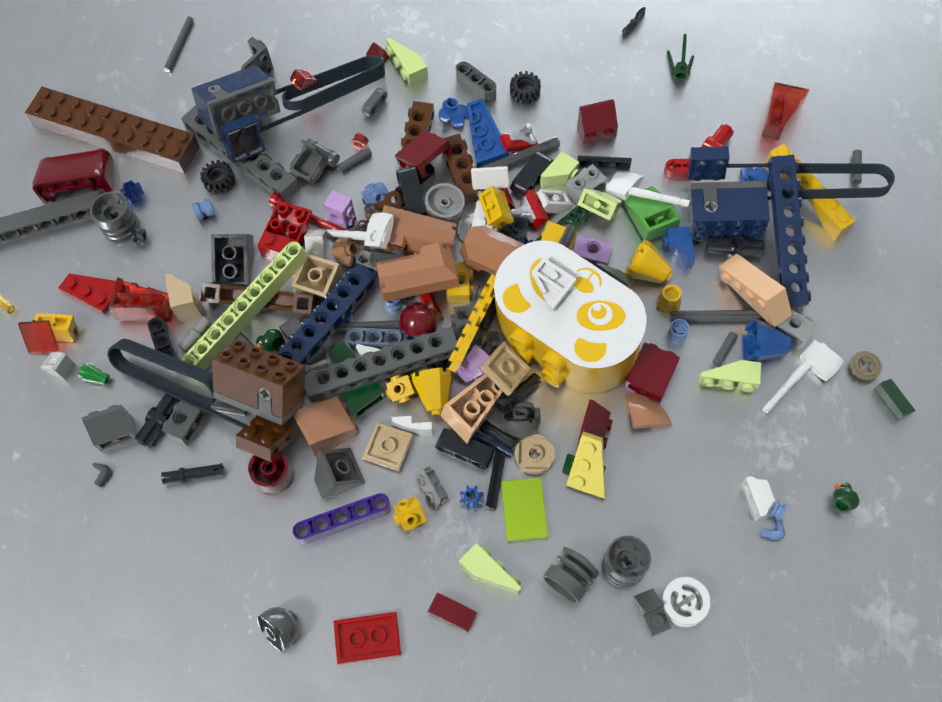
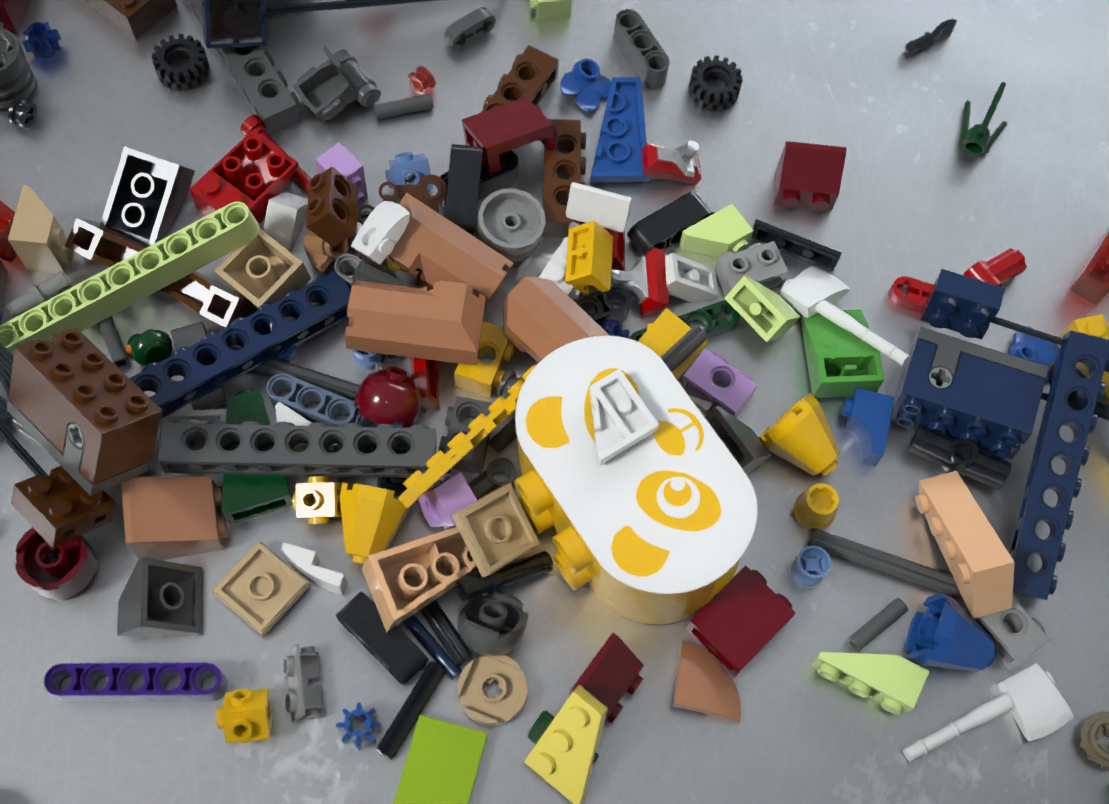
camera: 10 degrees right, 0 degrees up
(203, 209) = (137, 104): medium blue wheel -> none
(344, 227) = (332, 207): none -> reddish brown brick
(525, 154) = (672, 189): dark grey axle -> none

